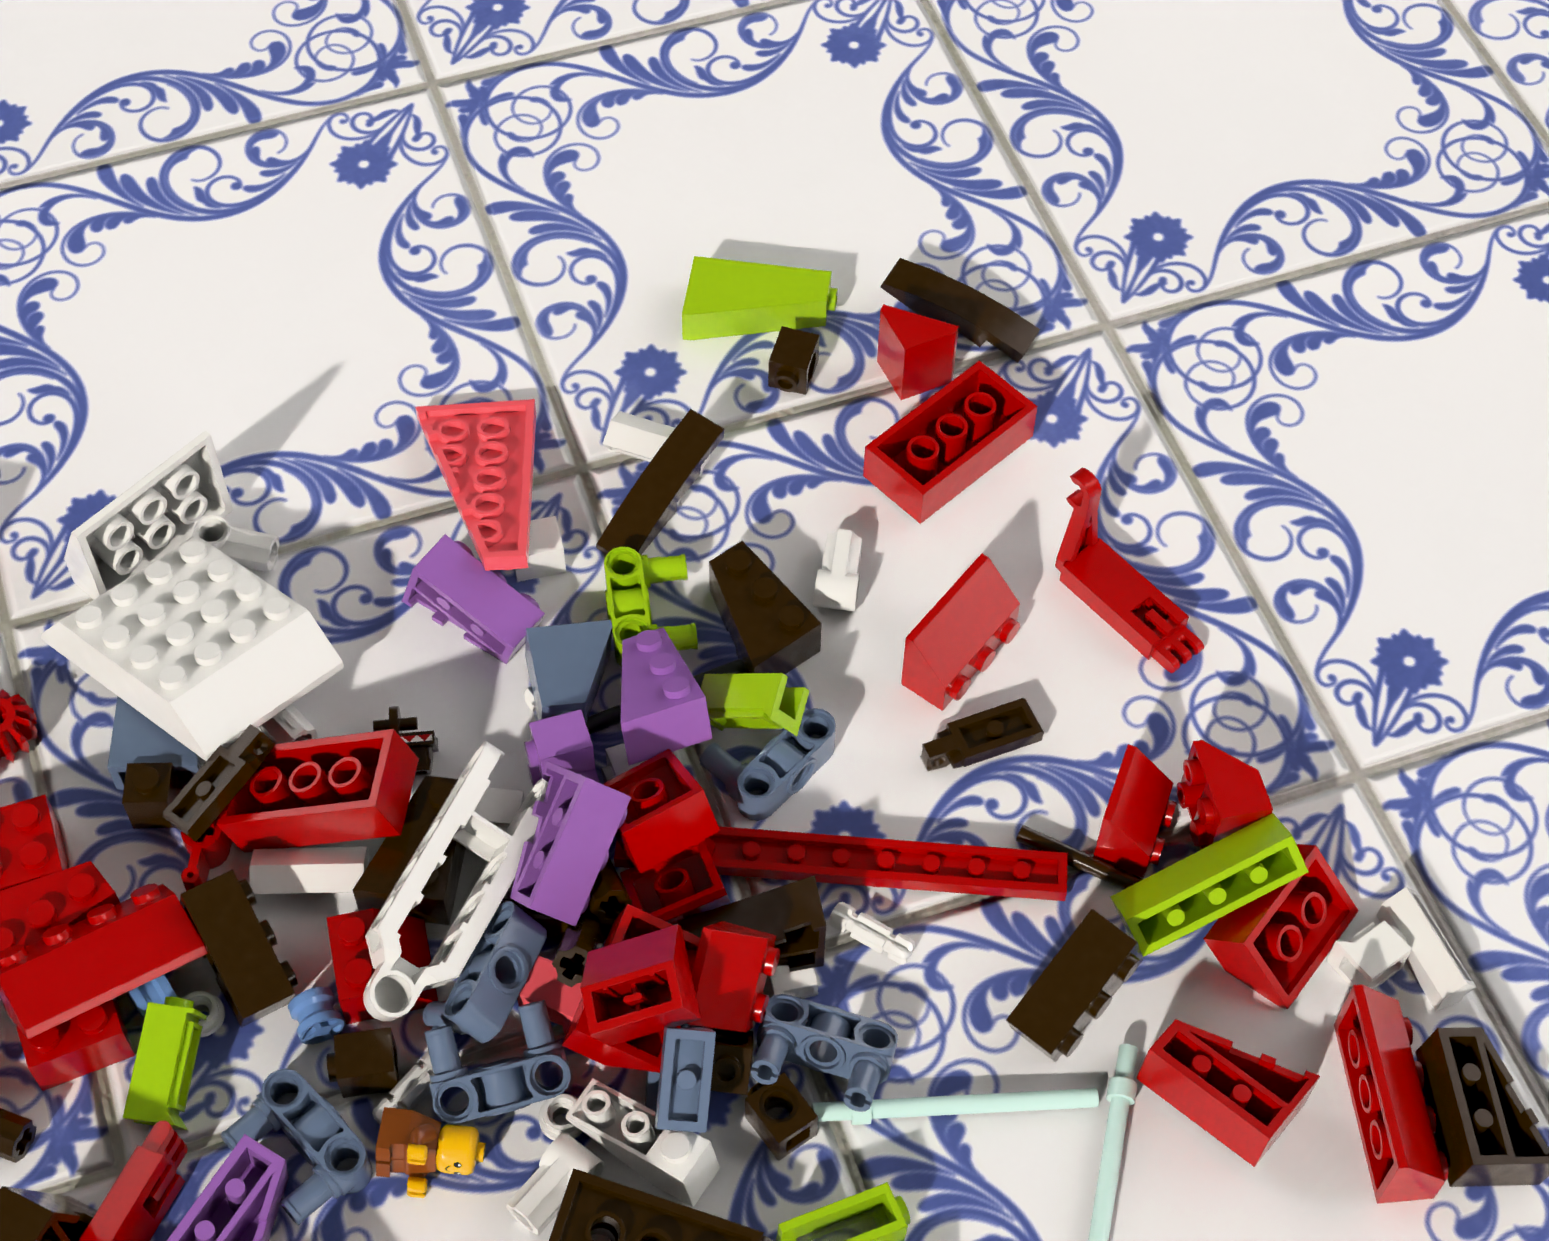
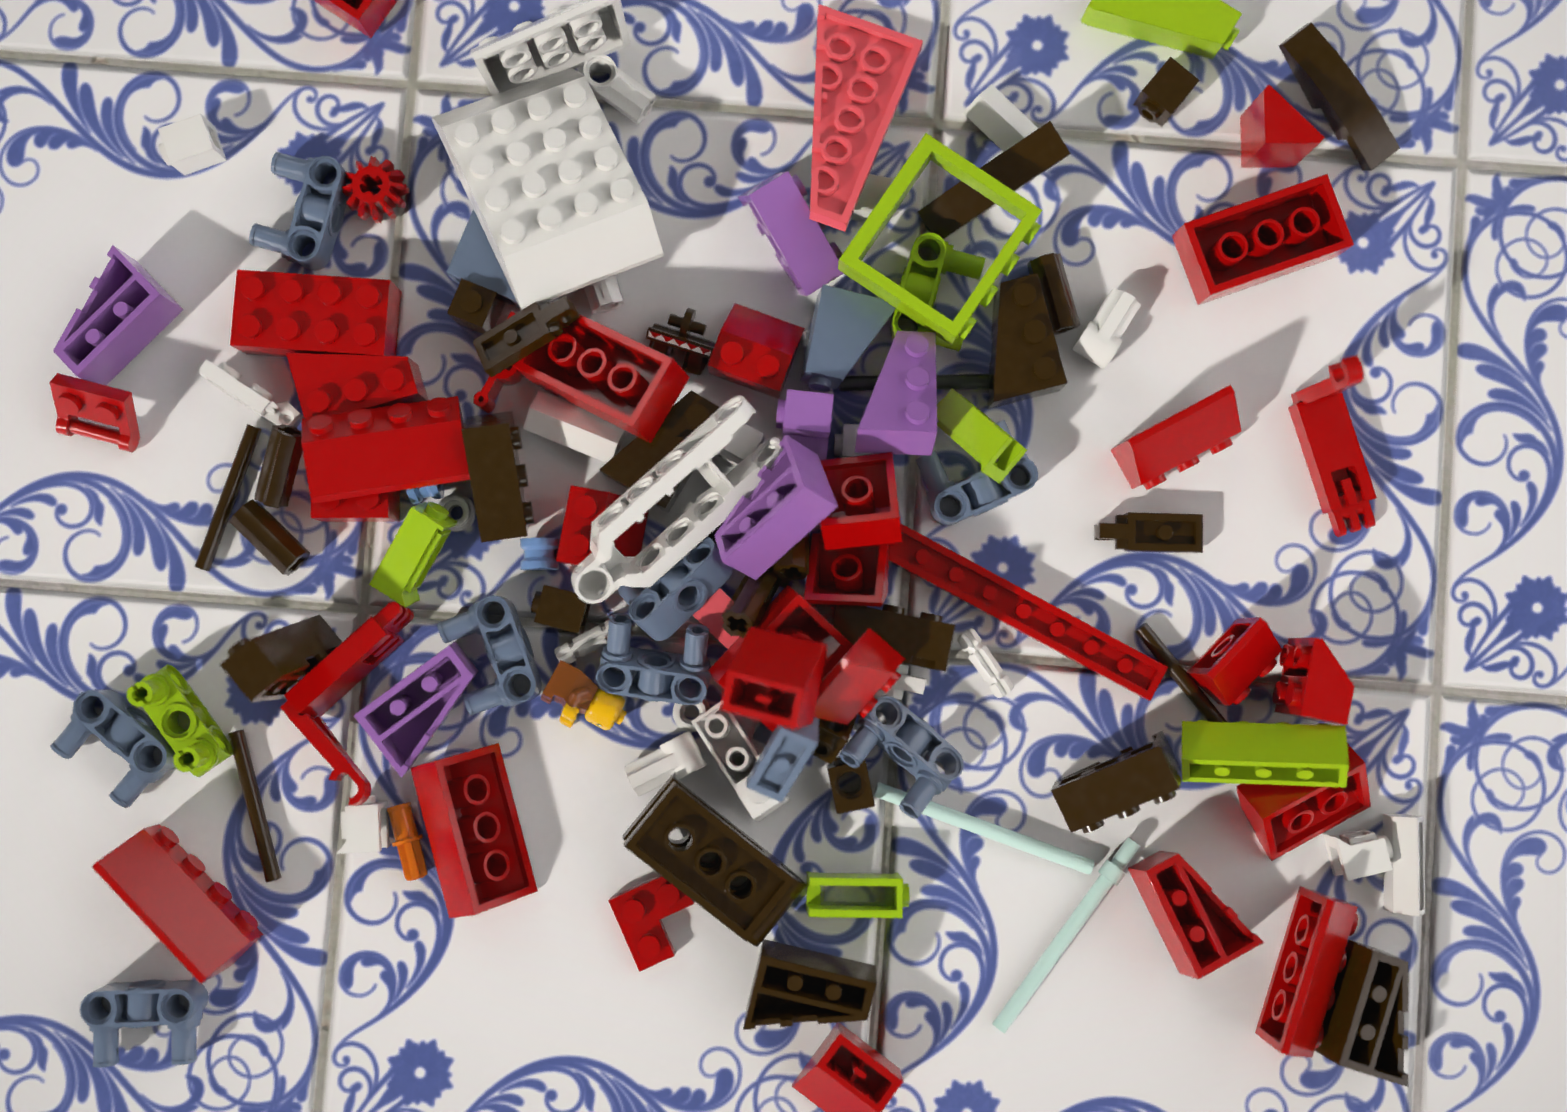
camera: 20 degrees right, 30 degrees up
(472, 718) = (755, 350): none -> red slope
(616, 606) = (932, 150): none -> lime window
(774, 558) = (1055, 292): none -> dark brown axle

